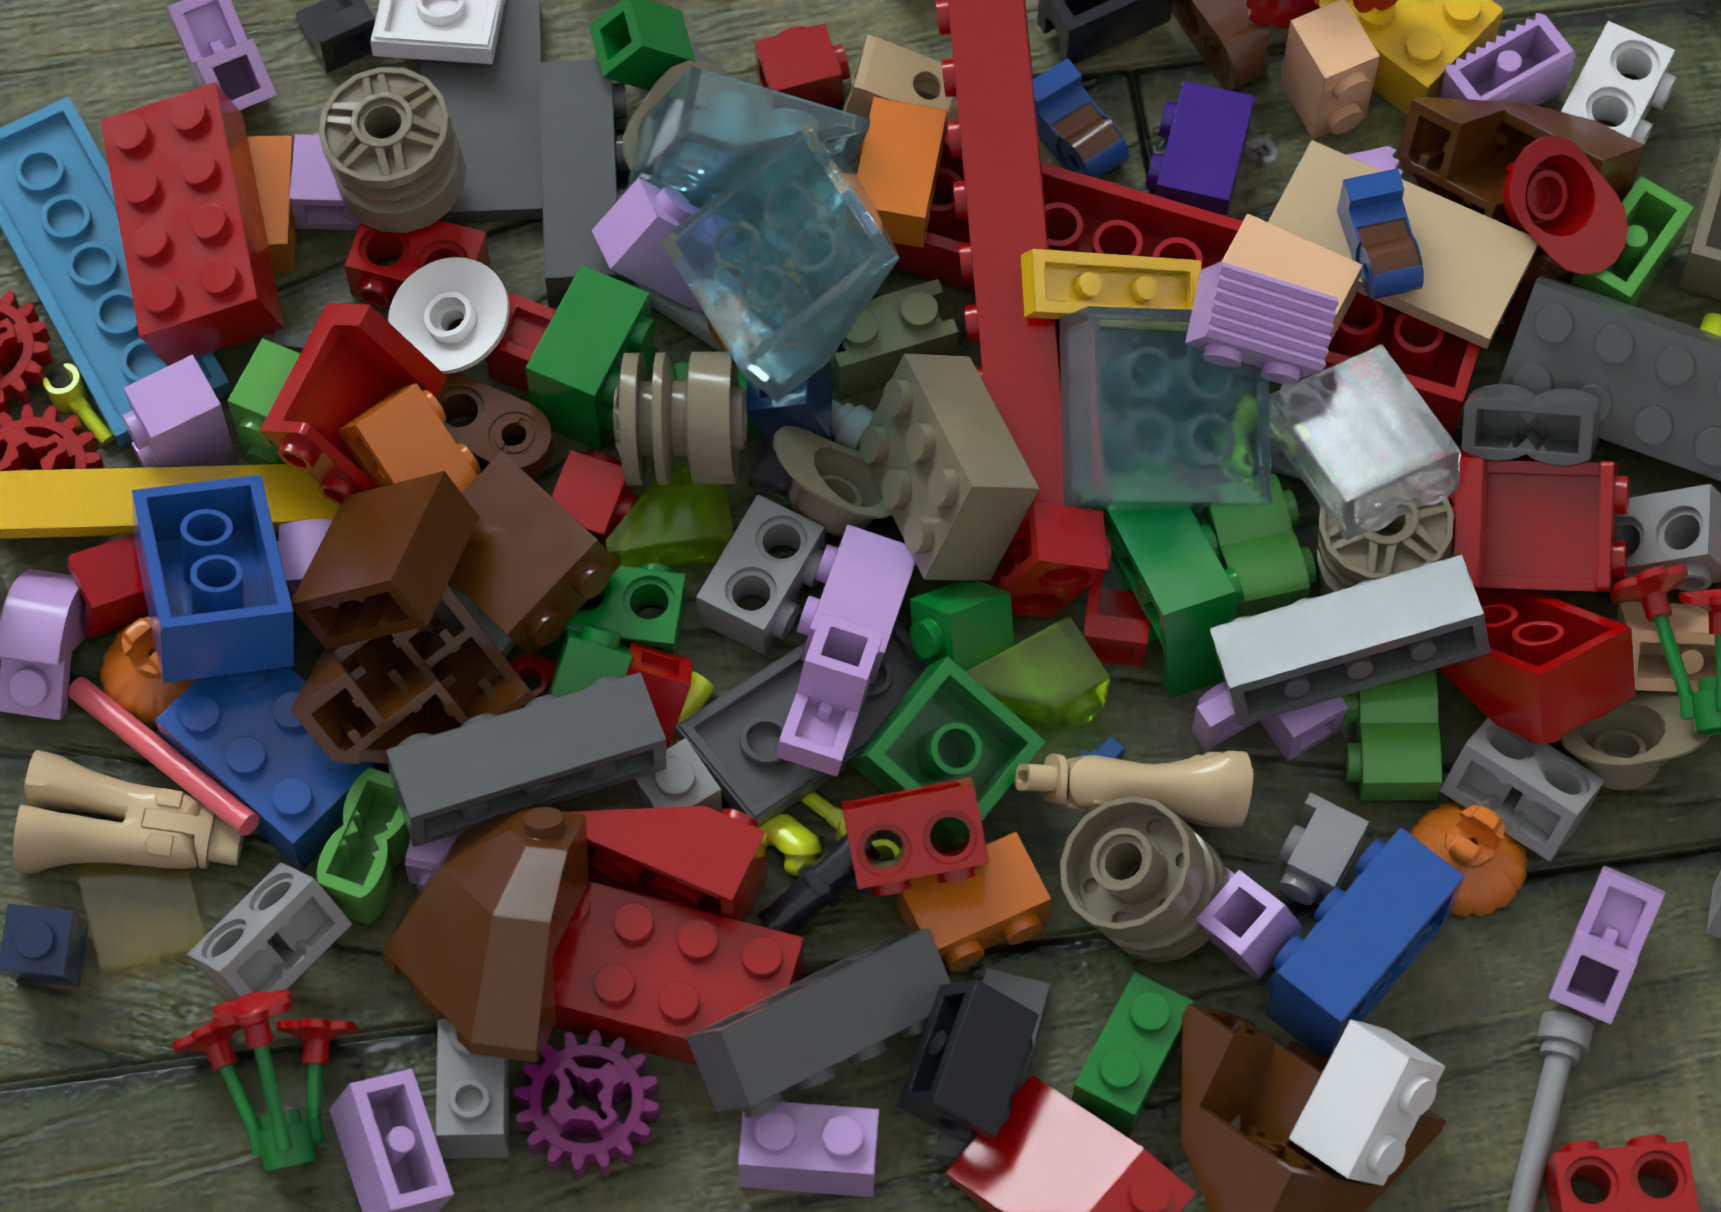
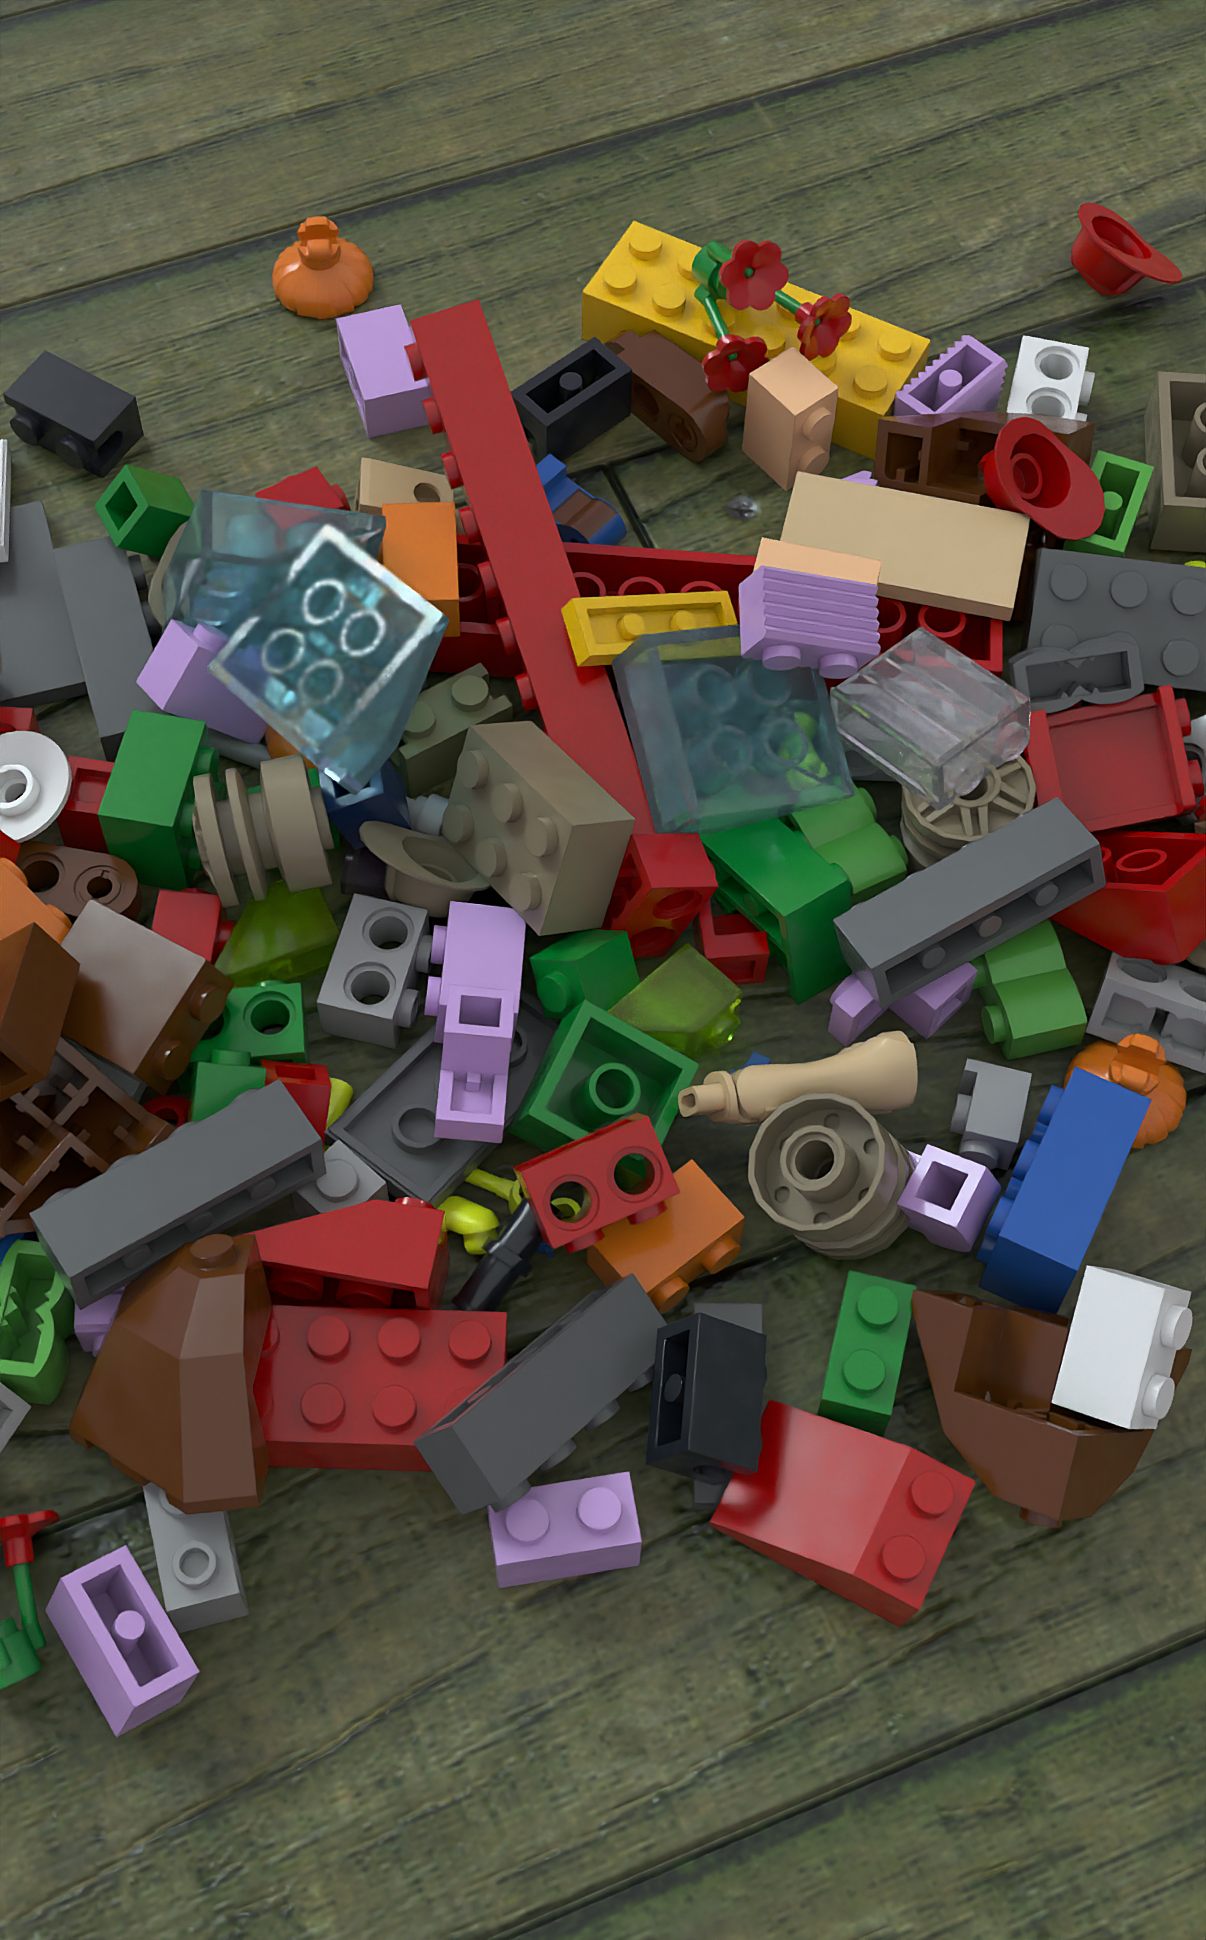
camera: 15 degrees left, 5 degrees down
(567, 1122) = (303, 1563): magenta gear -> none
(1203, 147) = (691, 503): dark purple brick -> none
(1380, 233) = (887, 530): blue leg -> none

